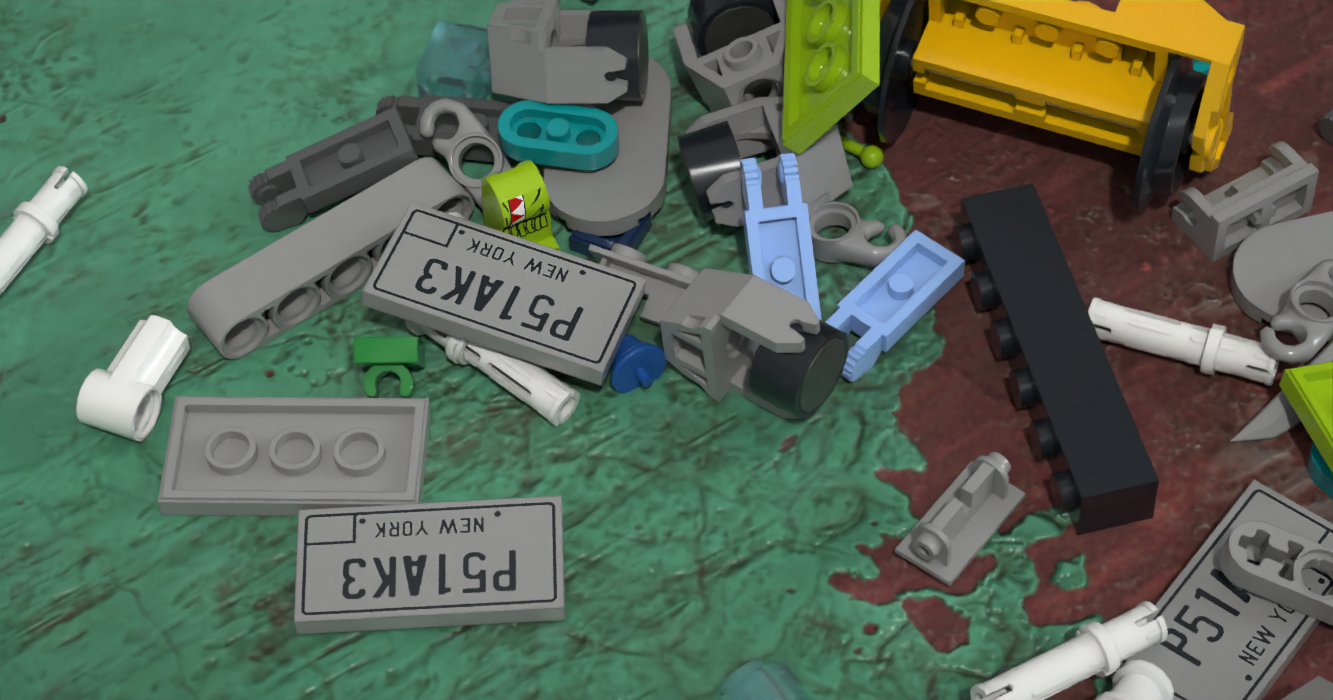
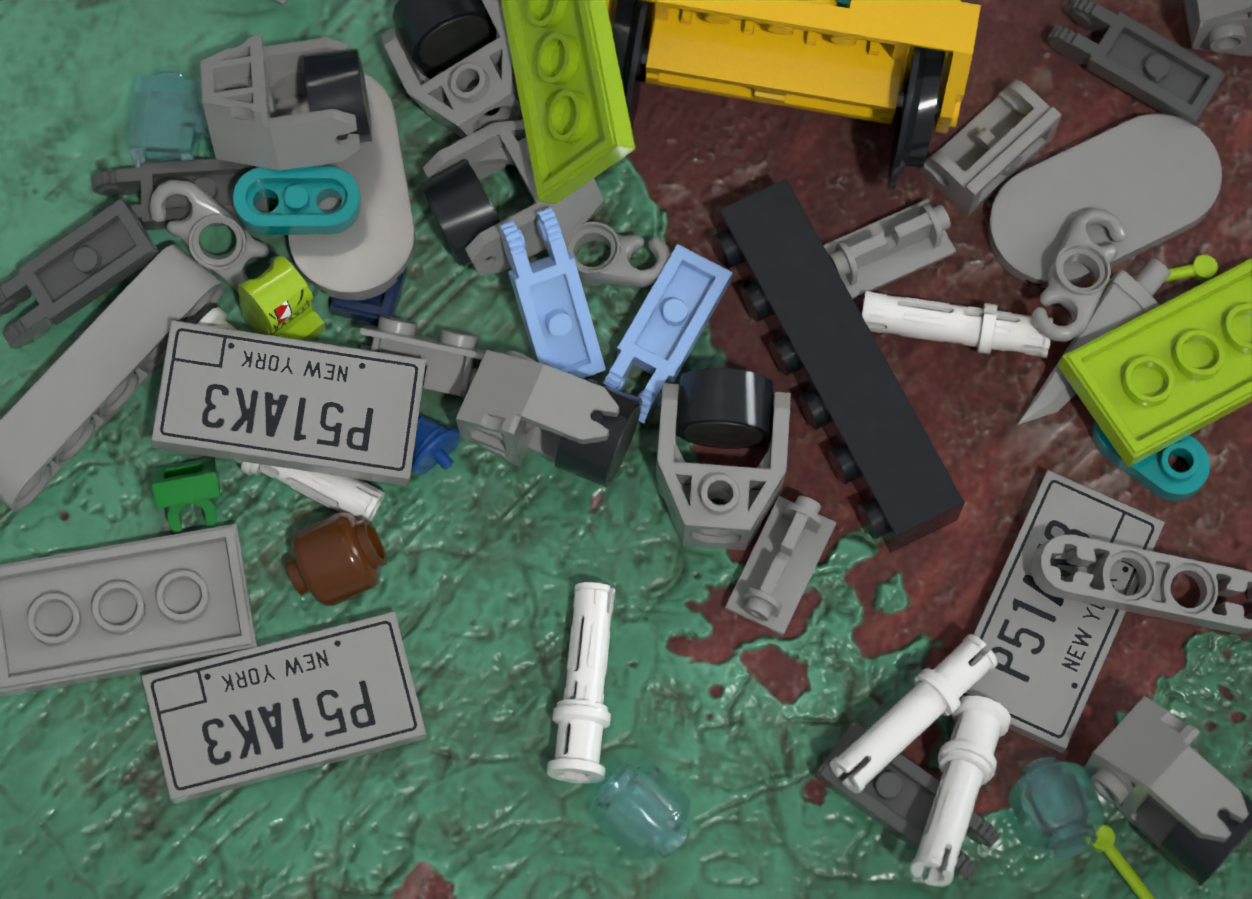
camera: 20 degrees left, 20 degrees up
(515, 439) = (336, 559): none -> reddish brown head
(726, 614) = (581, 712): none -> white pin
(932, 385) = (723, 412): none -> light grey piece
(1133, 270) = (891, 247): none -> light grey hinge

